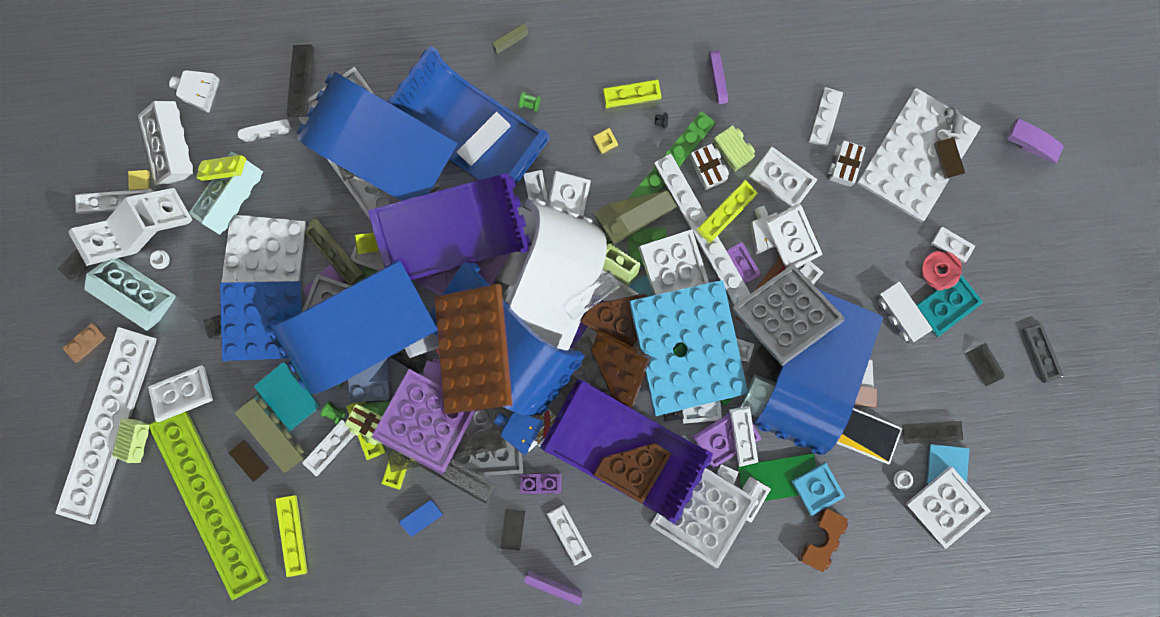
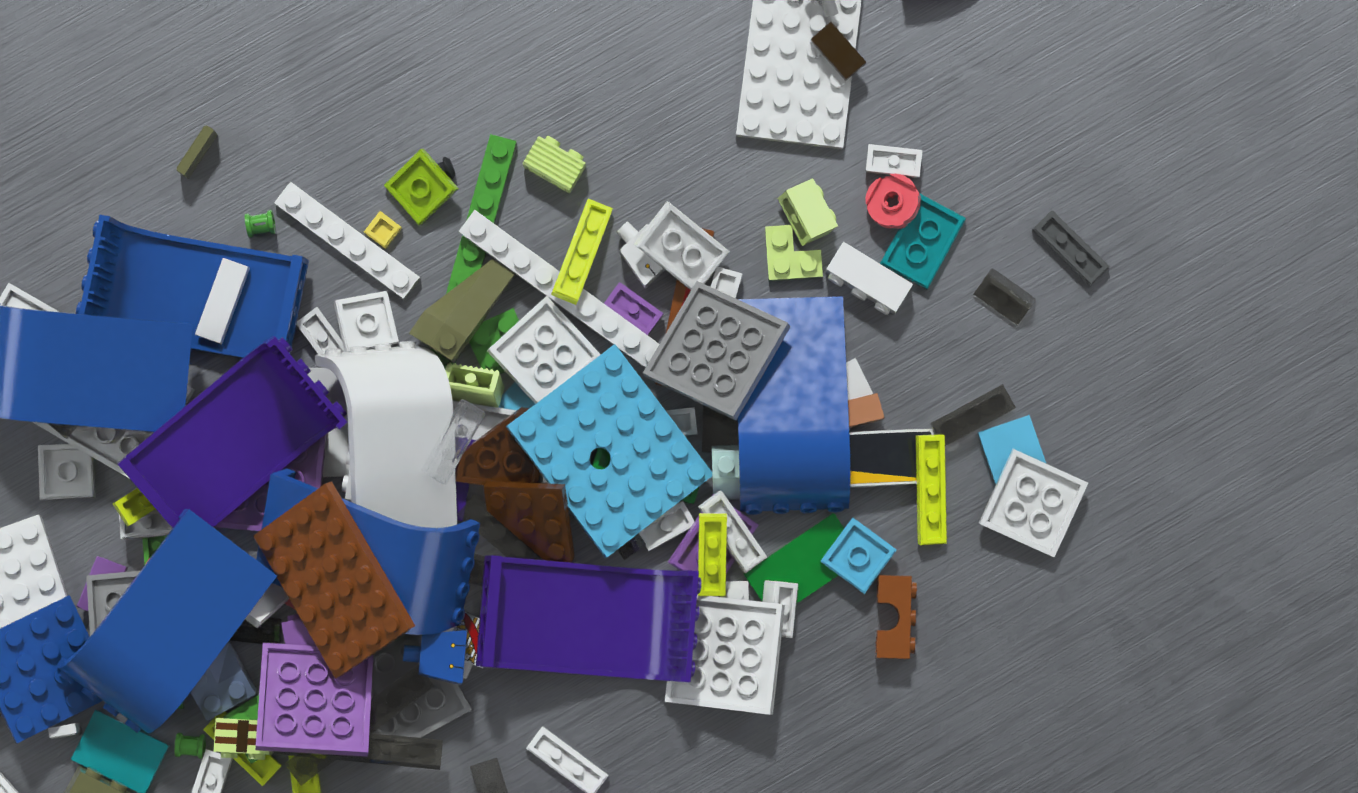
camera: 20 degrees left, 0 degrees up
(258, 366) = (64, 731): none -> white tile
(333, 252) = (94, 538): olive tile -> none
(334, 202) = (65, 472): none -> white tile
(540, 483) = (500, 713): medium lavender slope -> none
(579, 137) = (347, 240): none -> white plate
(632, 93) = (389, 152): neon yellow tile -> none
(633, 470) = (610, 640): reddish brown plate -> none
(642, 124) = (421, 187): none -> lime tile
(709, 167) = (532, 203): brick -> none
(718, 77) = (492, 79): medium lavender beam -> none
(726, 444) = (712, 554): none -> neon yellow plate
(782, 178) = (636, 173): white tile -> none
(825, 117) = (656, 67): white plate -> none
(847, 163) = (709, 117): white brick -> none
(853, 277) = (784, 261): none -> yellowish green plate
(883, 252) = (808, 211): none -> yellowish green brick
(884, 467) = (931, 489): none -> neon yellow tile
(903, 480) = (963, 494): white plate -> none

